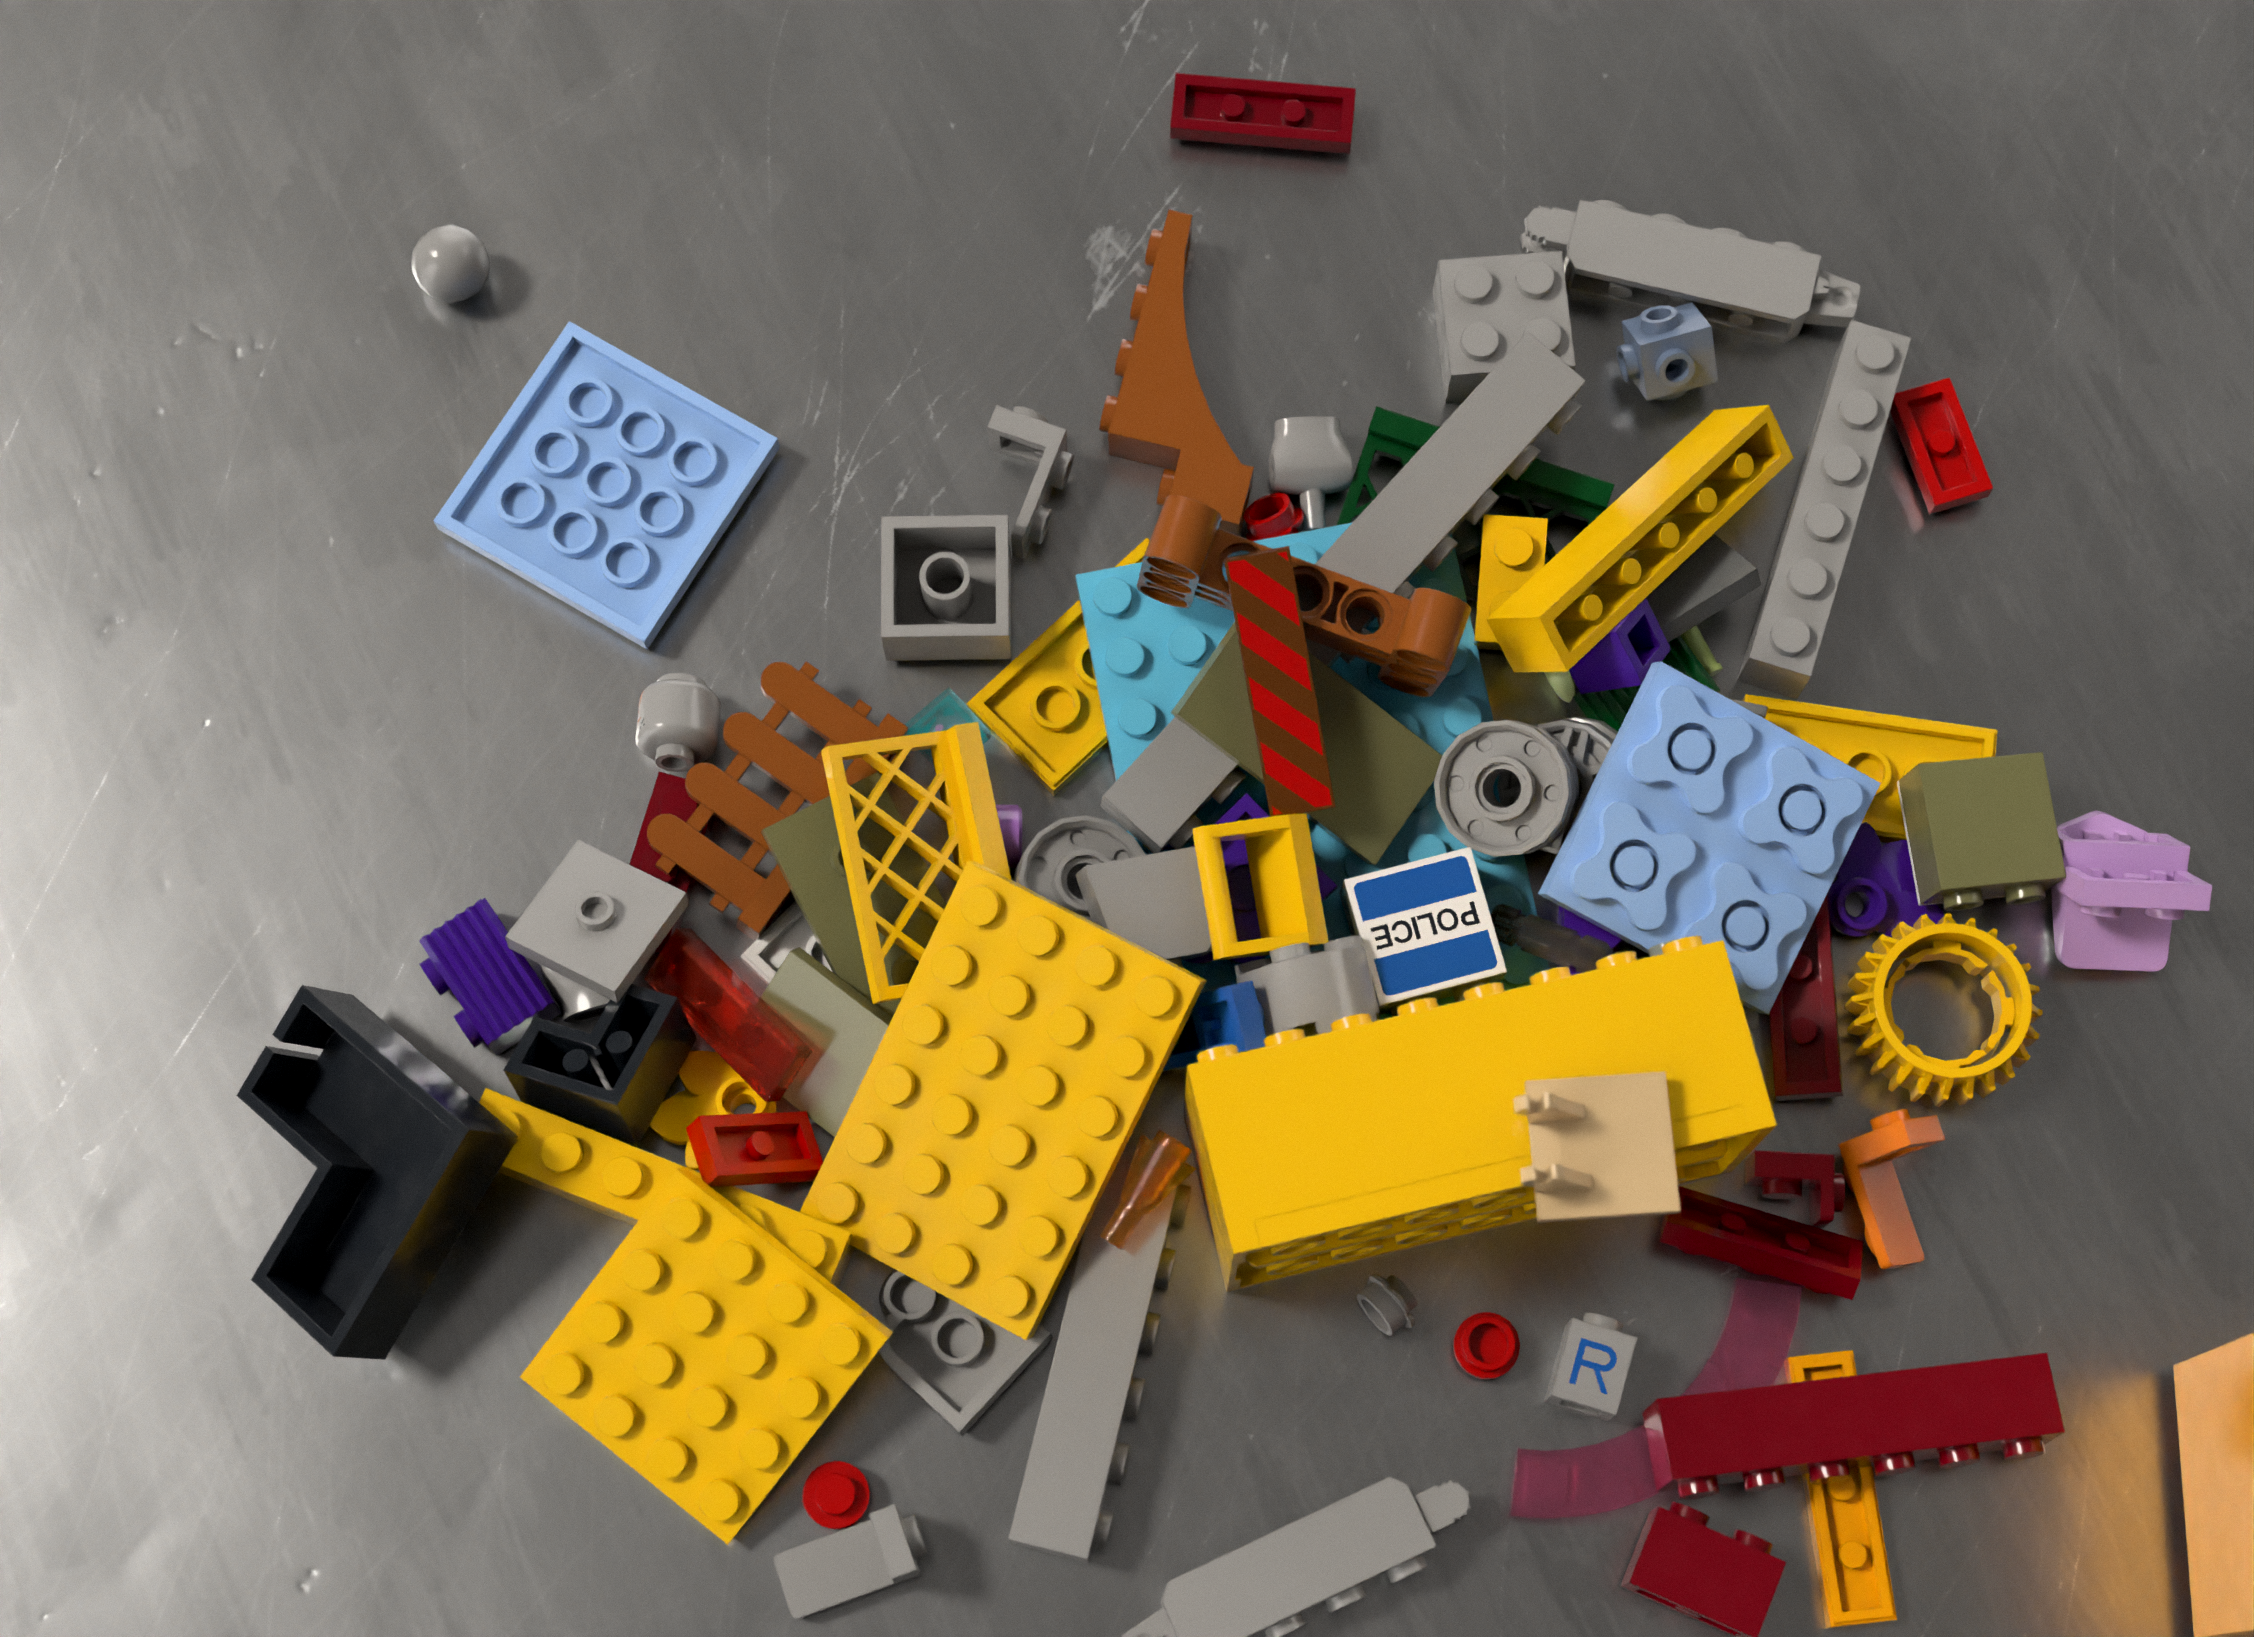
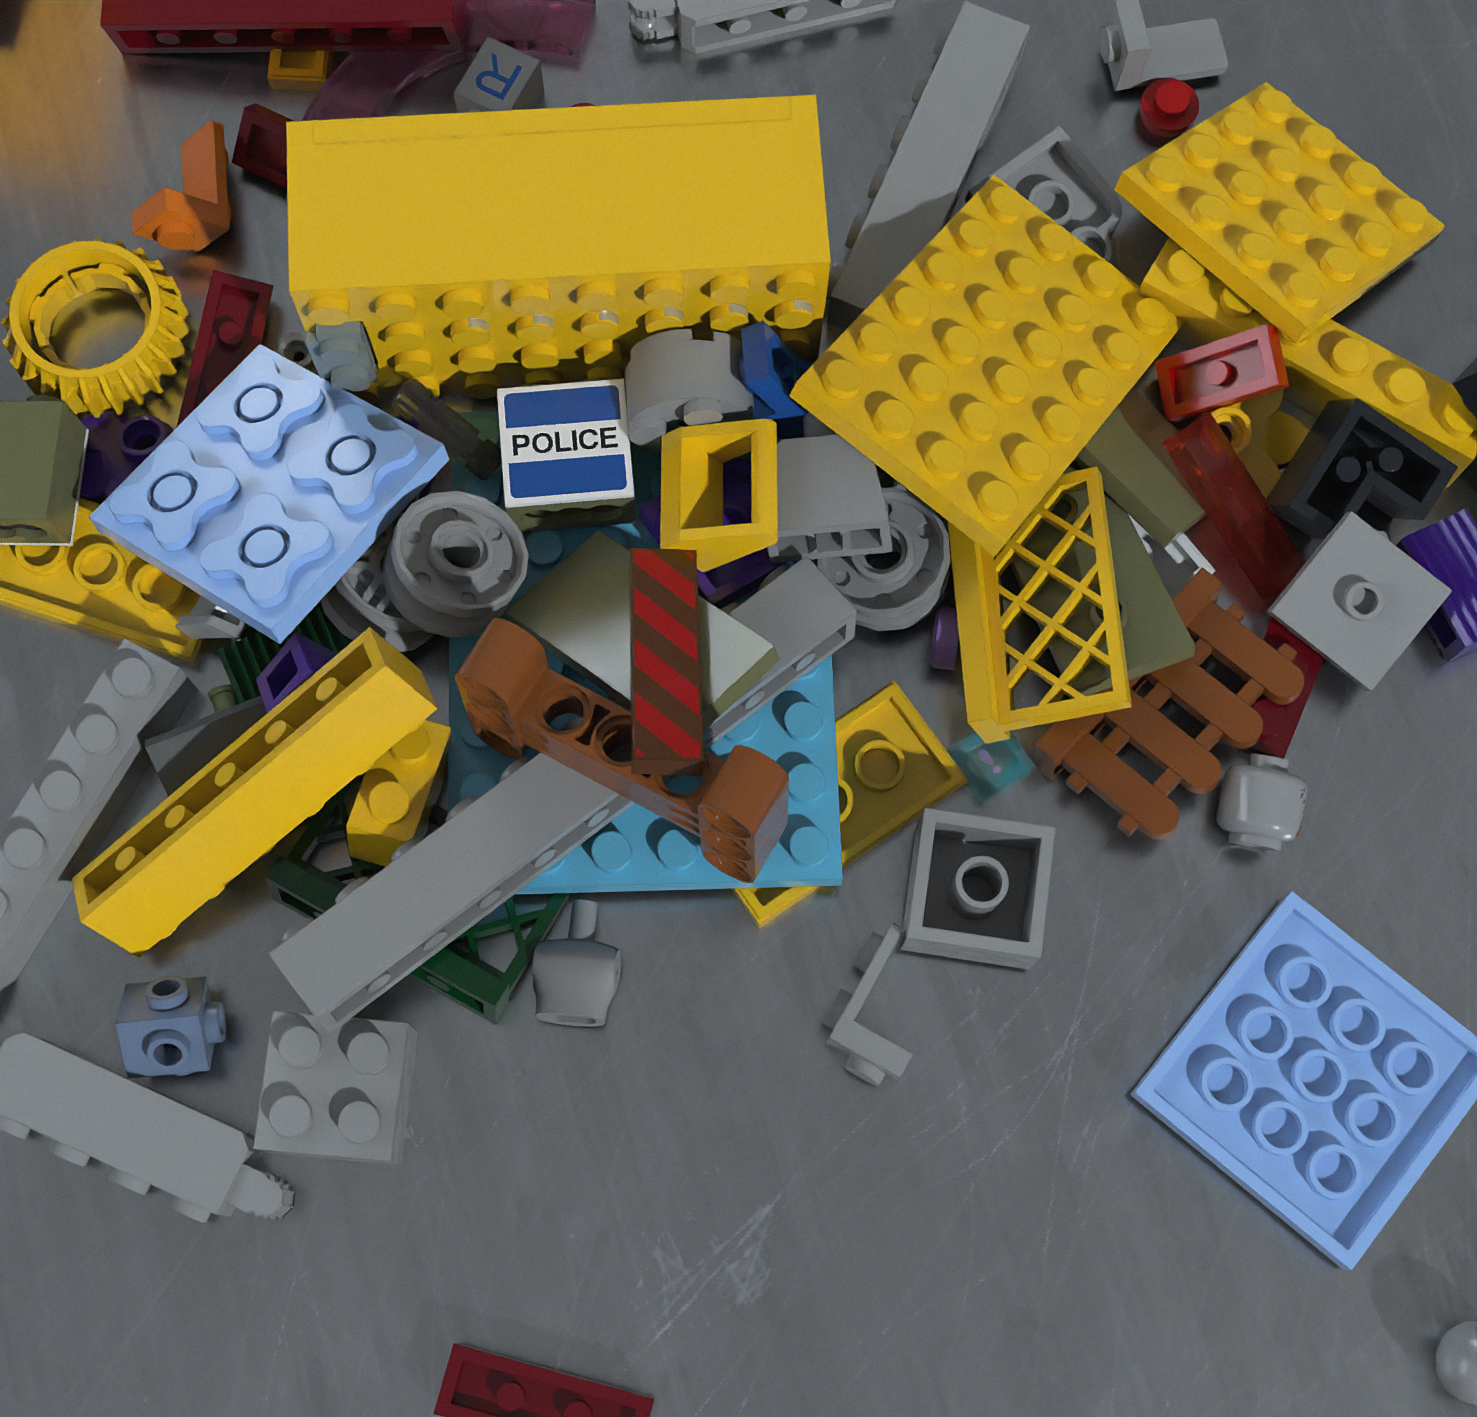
camera: 175 degrees left, 0 degrees up
(1154, 1174) = (859, 278): clear orange cone -> none
(1160, 403) = (720, 1063): dark orange arch -> none
(1272, 517) = (633, 928): red plate -> none
(1600, 1146) = (458, 114): tan plate -> none
(1787, 1173) = (259, 211): dark red bracket -> none

